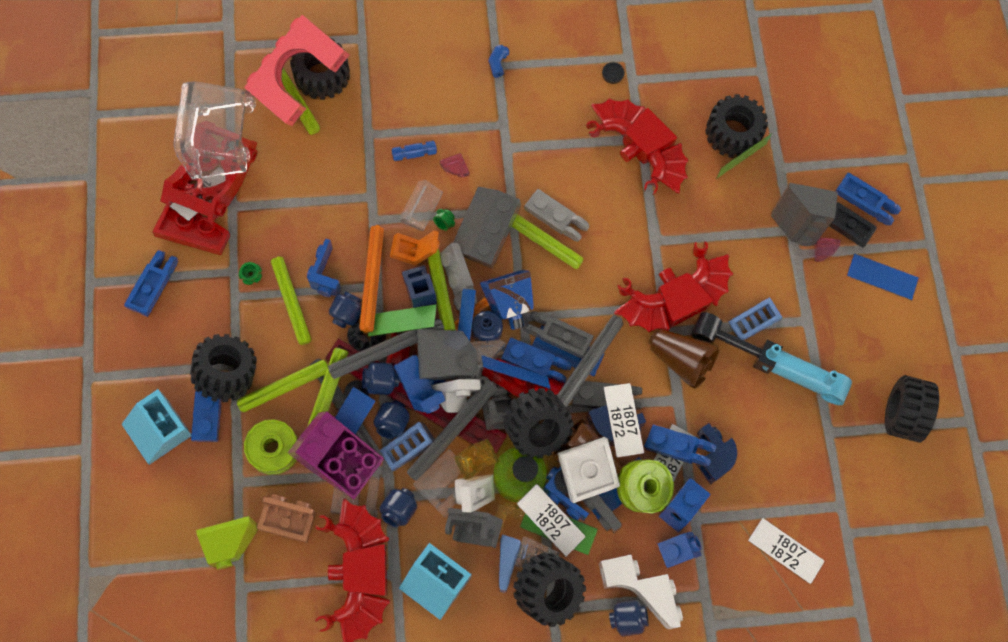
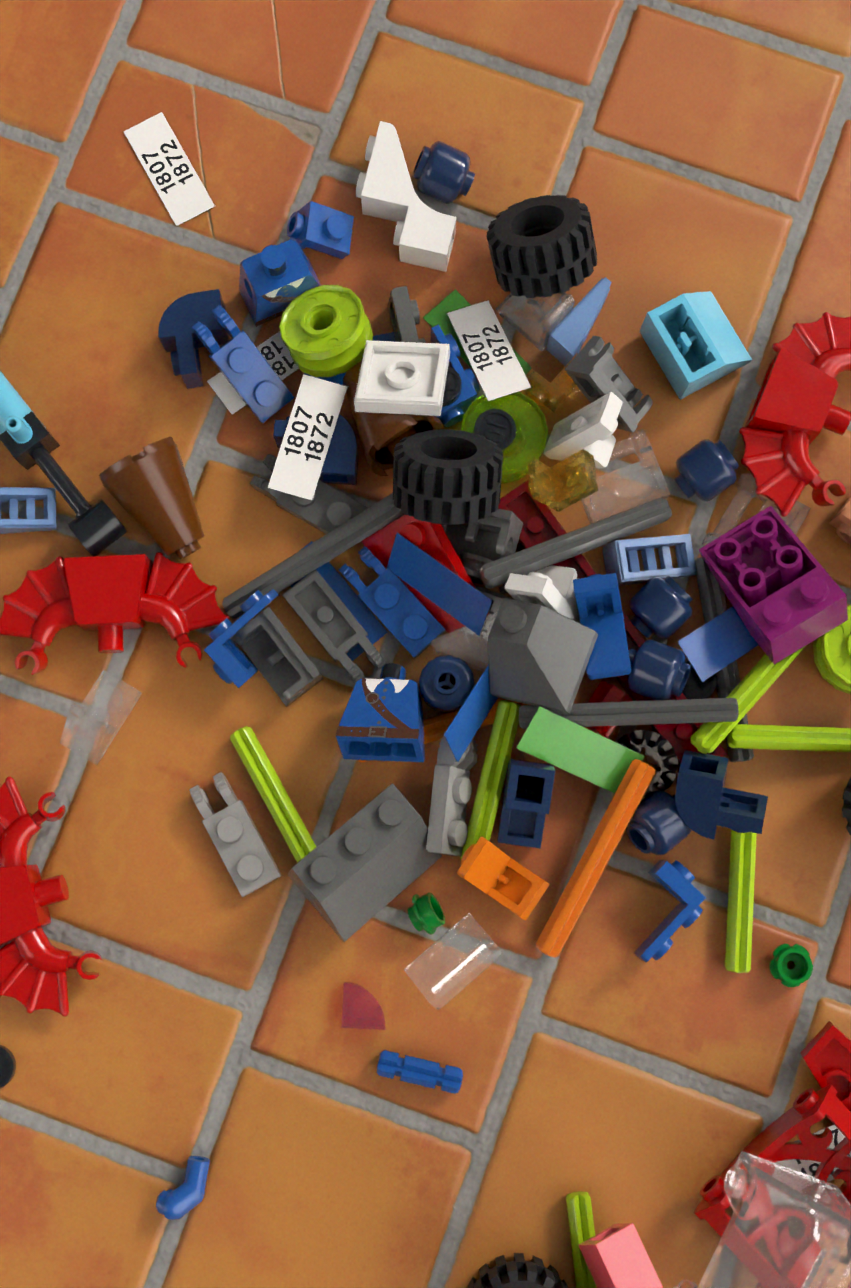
camera: 150 degrees left, 10 degrees up
(325, 326) = (707, 804): none -> dark blue brick
(578, 308) = (278, 656): none -> dark grey hinge
(606, 294) = (228, 658): none -> blue bracket
(652, 241) = (99, 718): none -> clear slope

